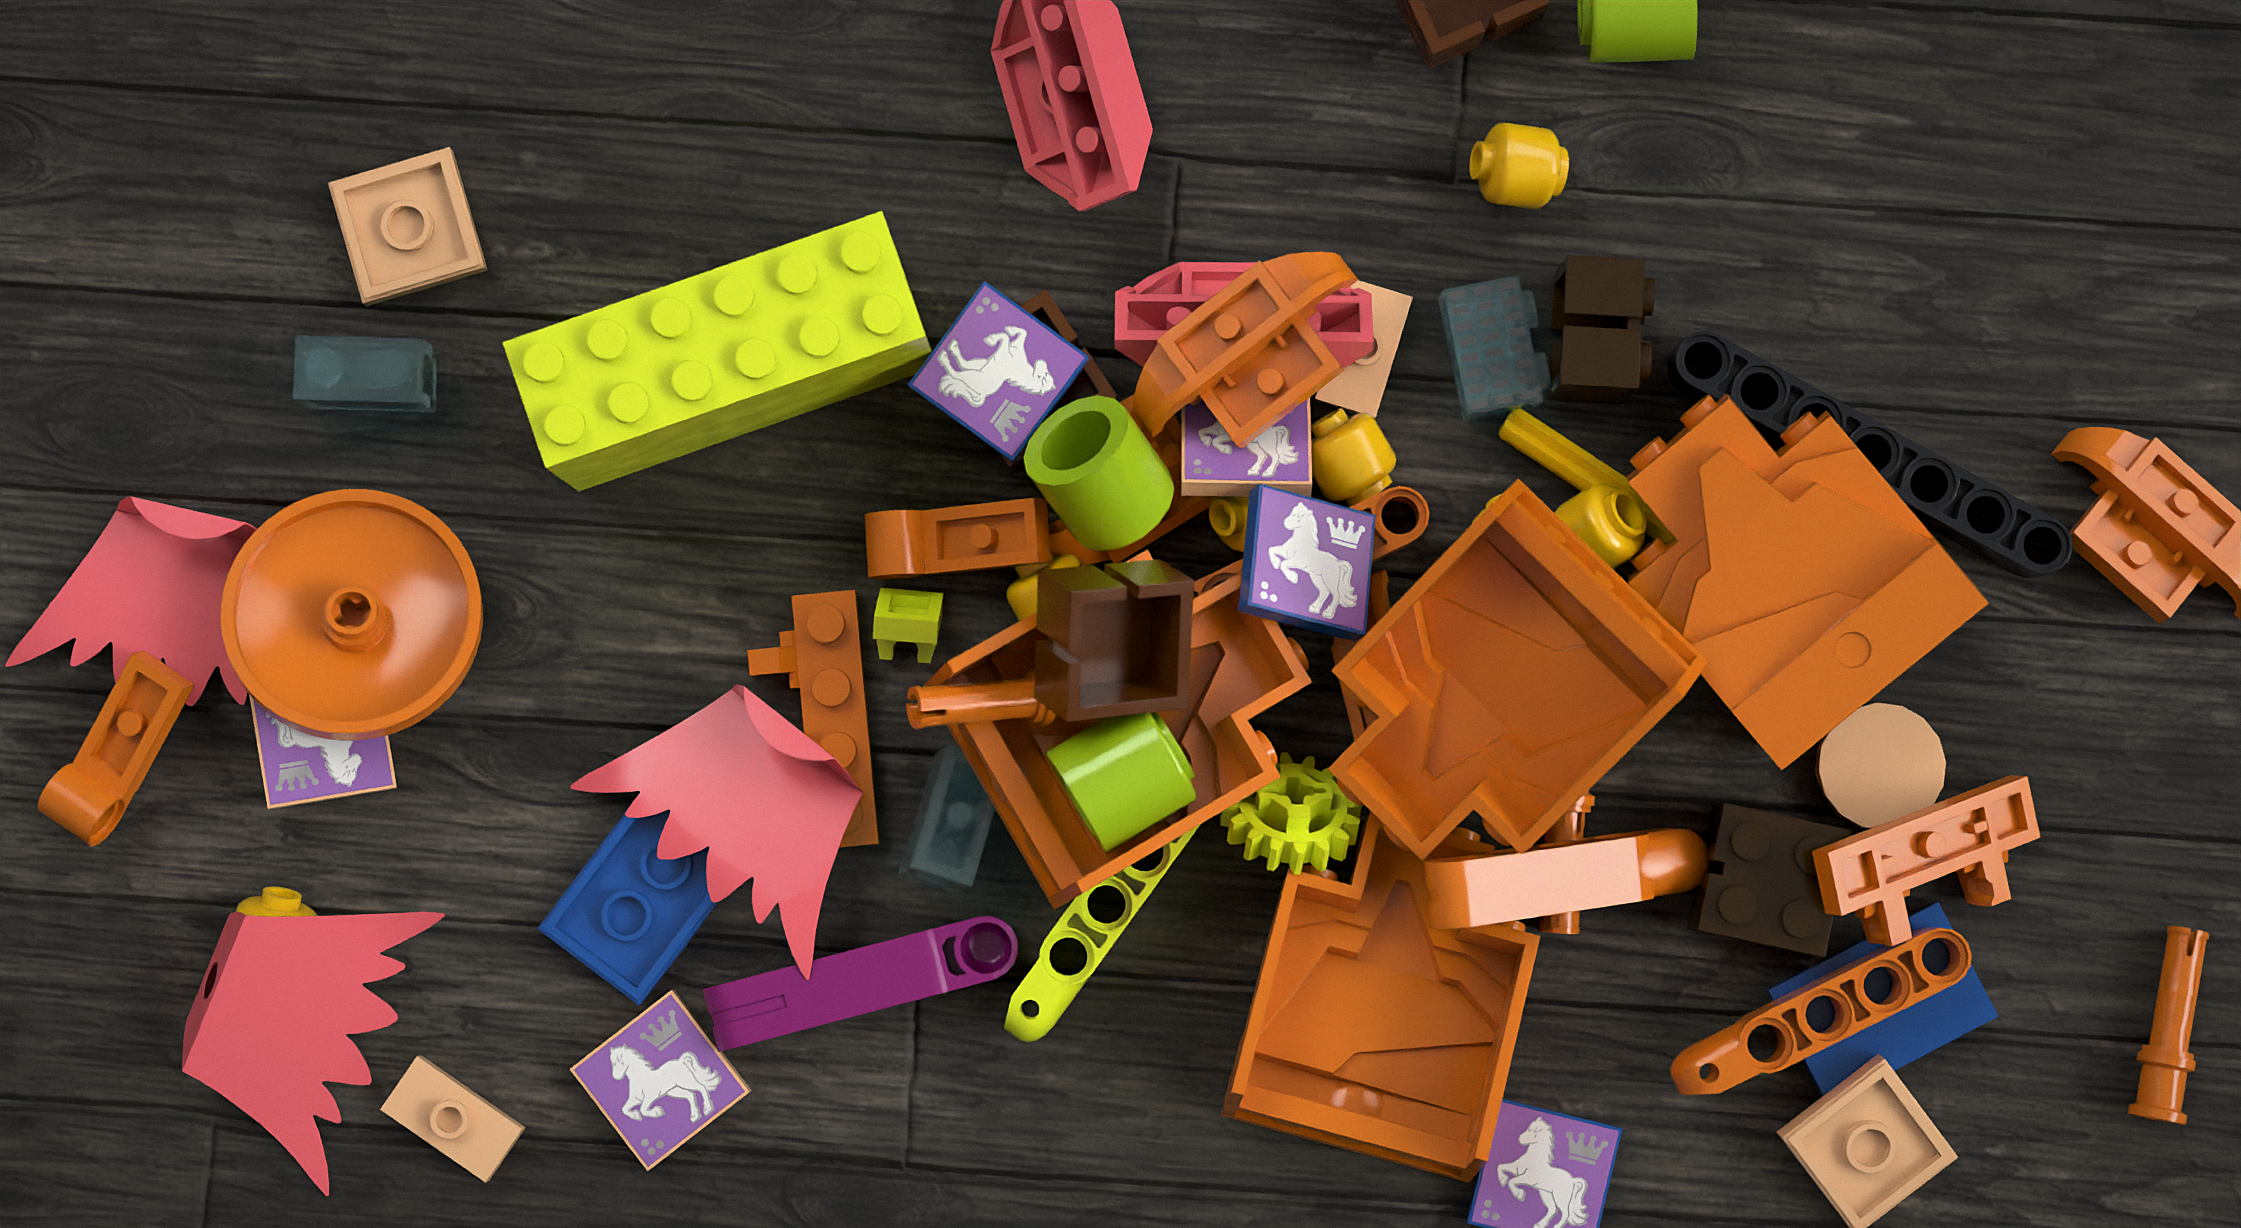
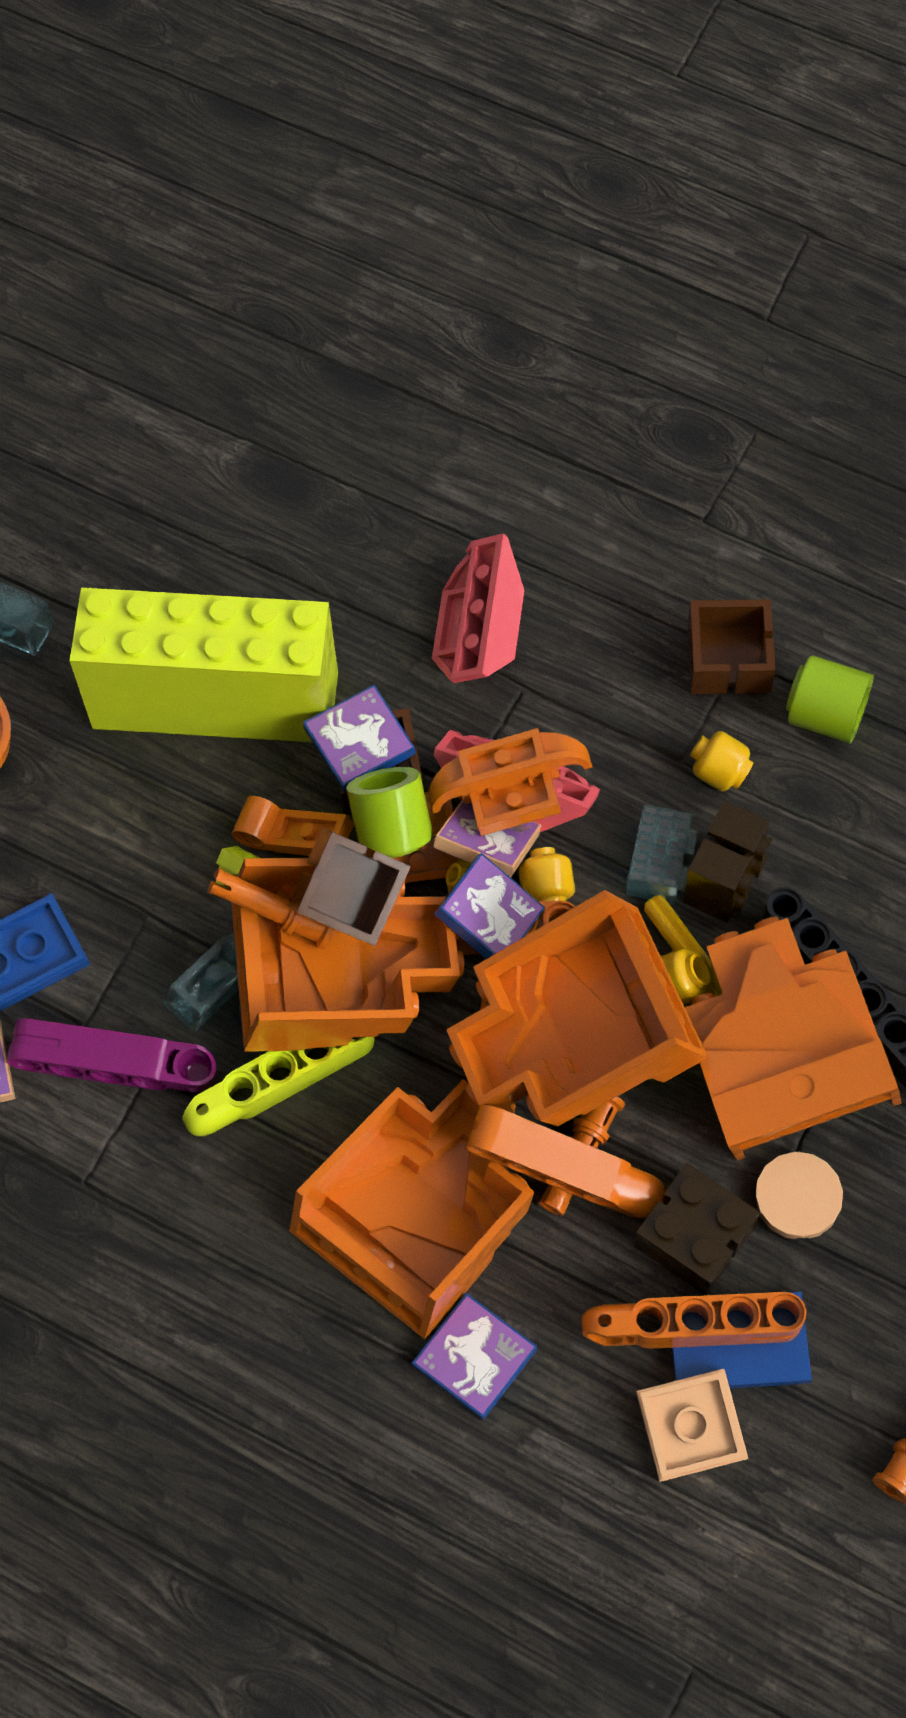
camera: 25 degrees right, 20 degrees down
(407, 226) = (71, 554): light nougat tile -> none
(754, 796) = (103, 926): coral piece -> none
(828, 669) = (160, 936): orange hinge -> none
(1123, 776) = (320, 973): lime piece -> none
(1295, 818) = (415, 1063): neon yellow gear -> none
(1364, 381) = (582, 835): light nougat plate -> none
(1957, 835) = (774, 1237): orange hinge -> none

